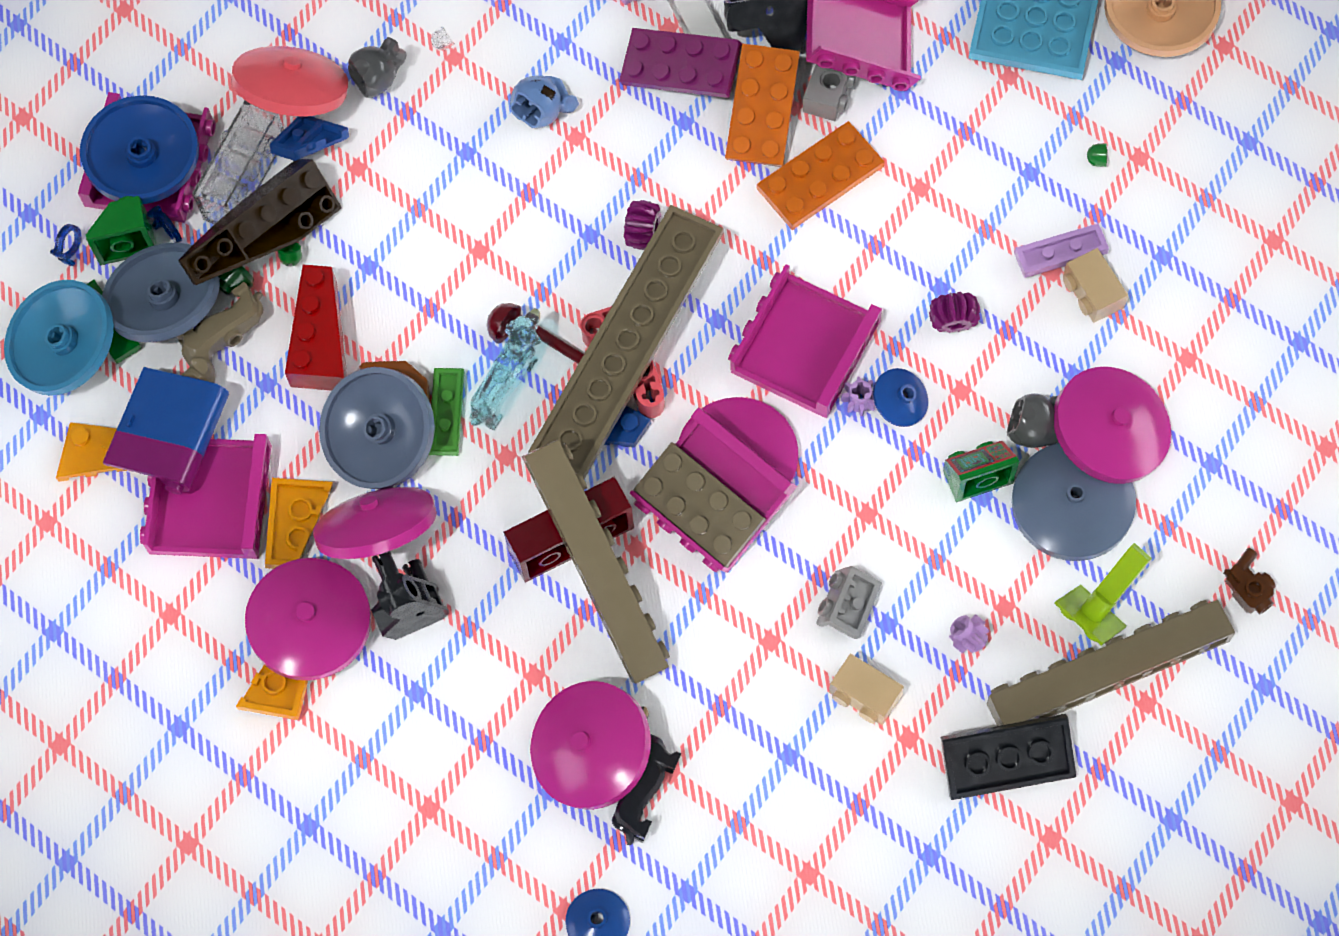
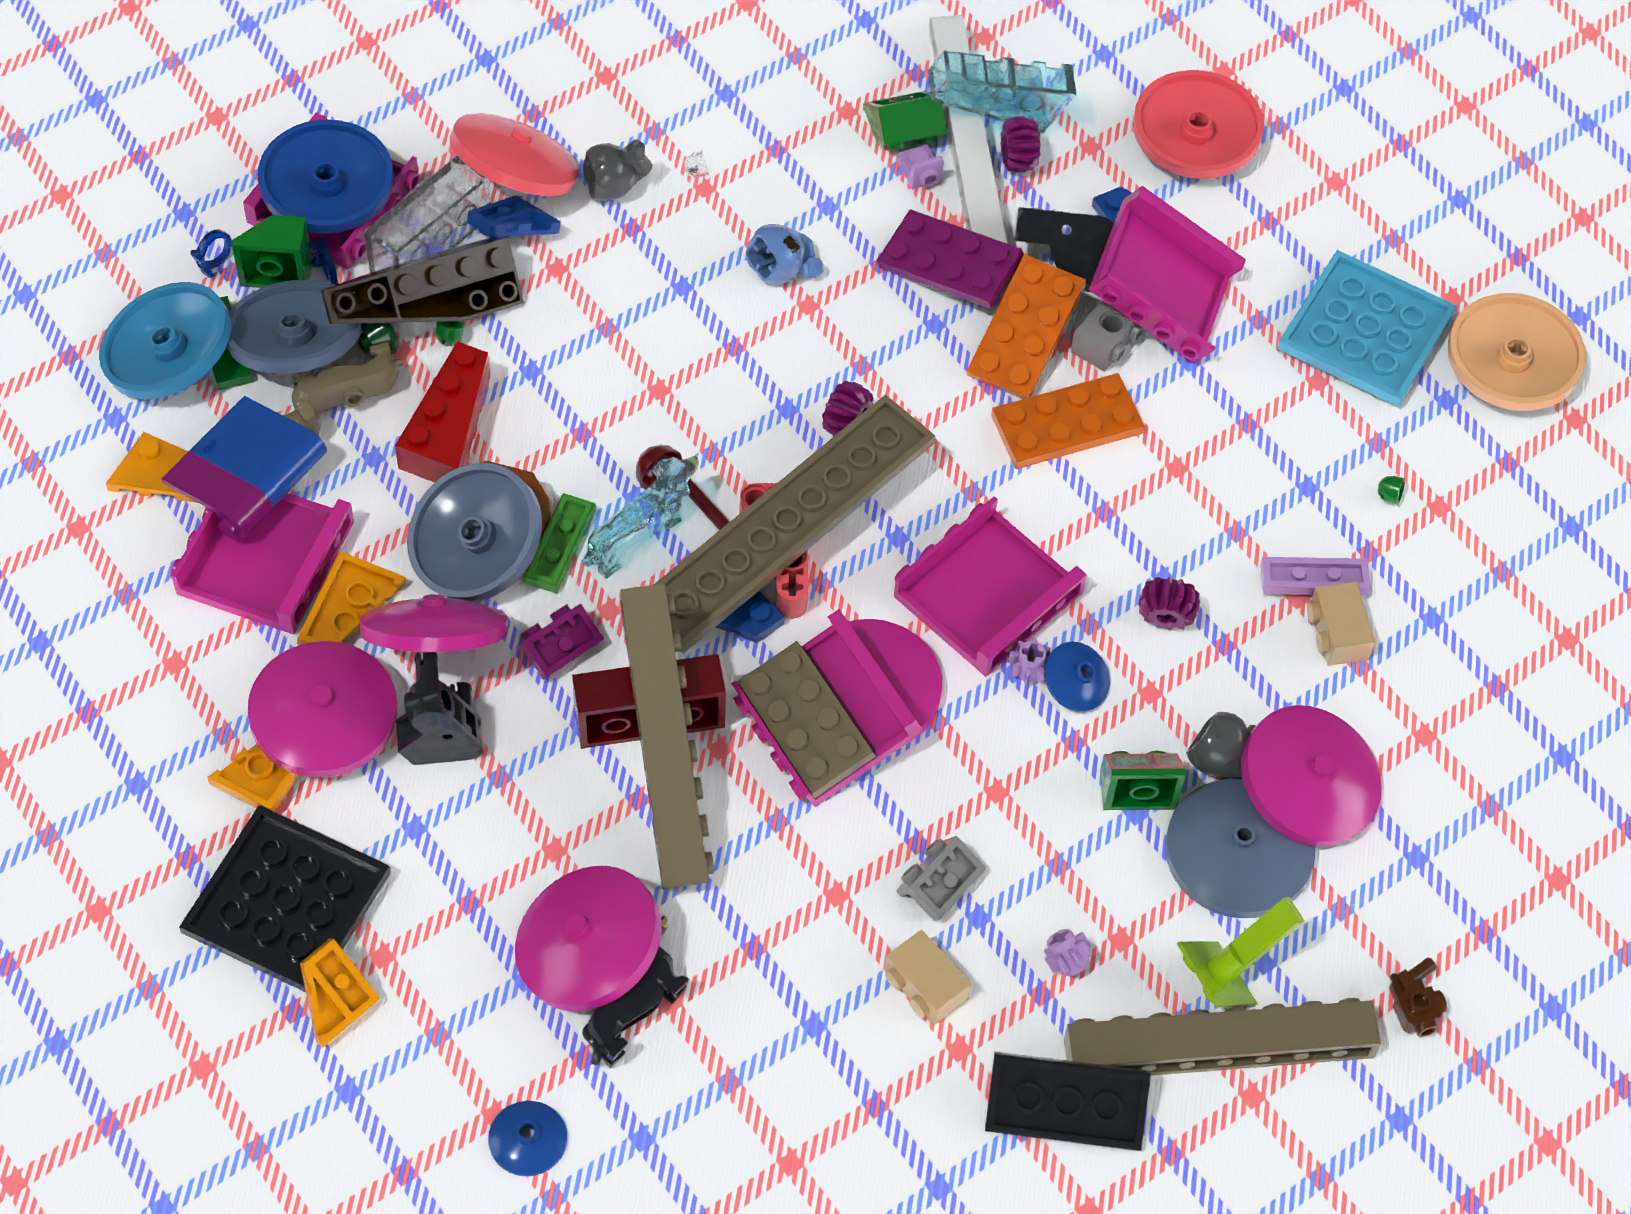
camera: 10 degrees right, 10 degrees down
(336, 788) = (283, 896): none -> black plate
(404, 853) = (334, 991): none -> light orange wing
(477, 497) = (561, 640): none -> magenta bracket

